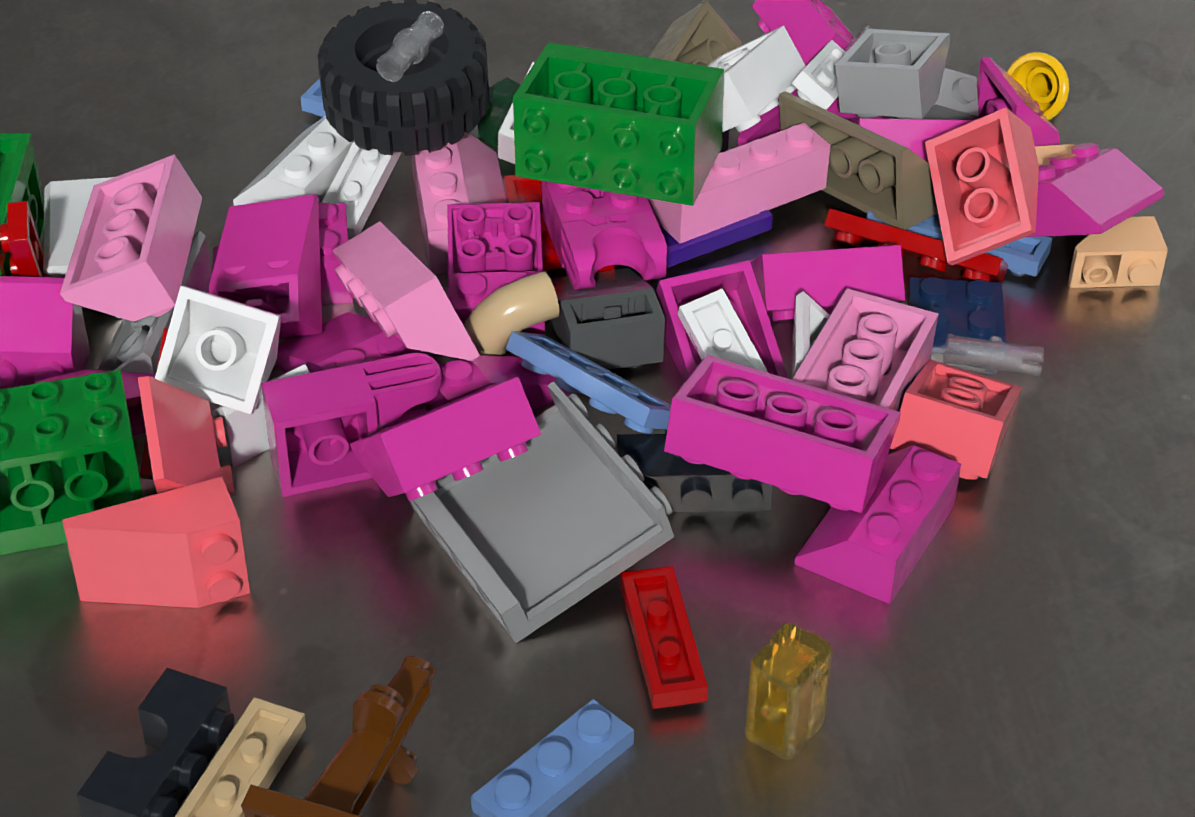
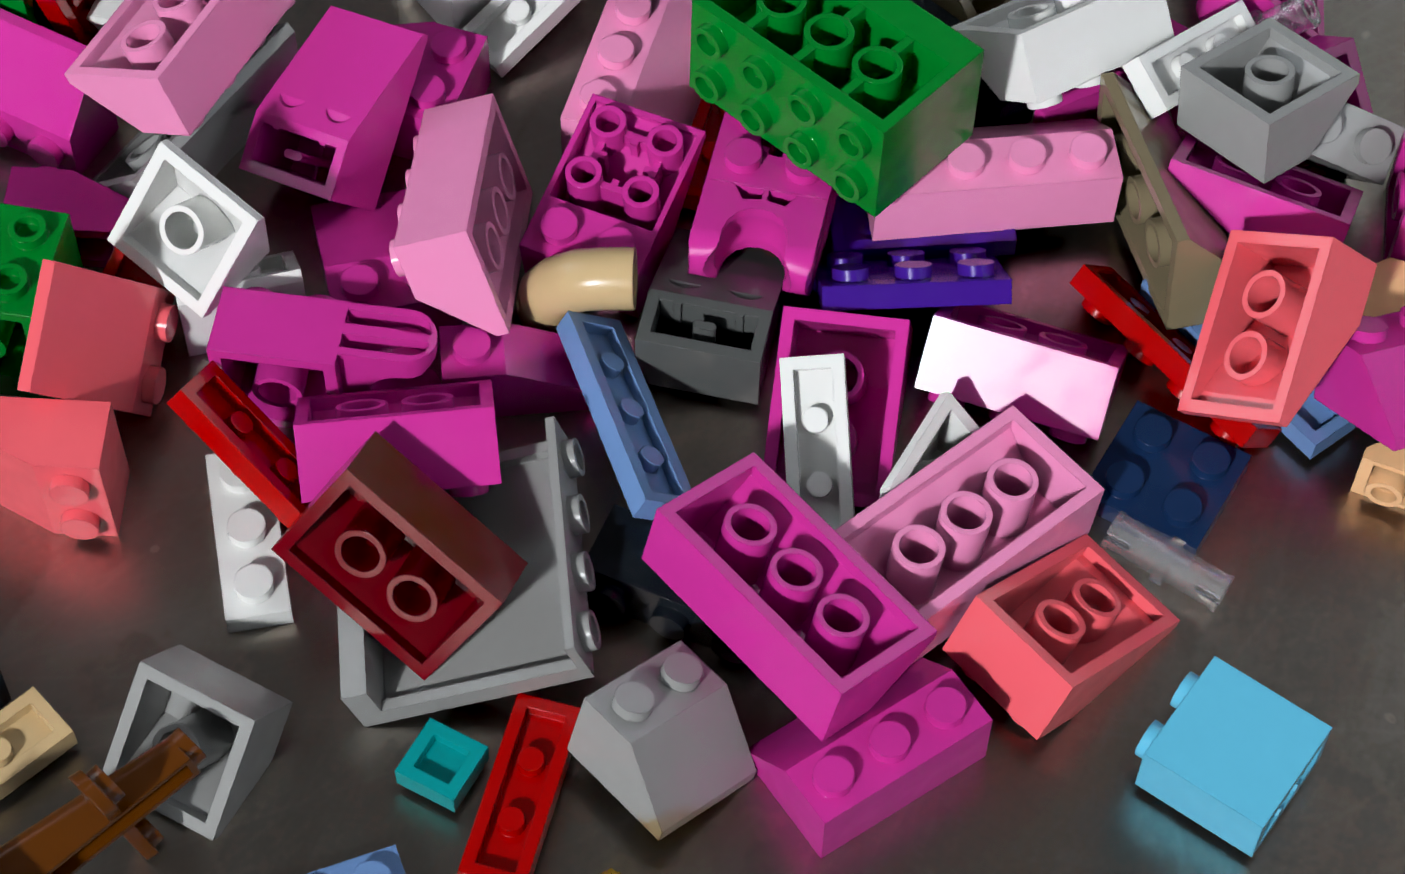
camera: 25 degrees right, 15 degrees up
(338, 489) = (242, 439): none -> red plate
(355, 558) = (250, 572): none -> white plate
(375, 658) = (221, 713): none -> light grey slope
(498, 501) = (400, 556): none -> dark red slope
(593, 638) = (442, 764): none -> teal plate
(731, 247) = (911, 280): none -> dark purple plate
(744, 559) = (664, 740): none -> light grey slope
(1116, 439) = (1230, 754): none -> medium azure brick

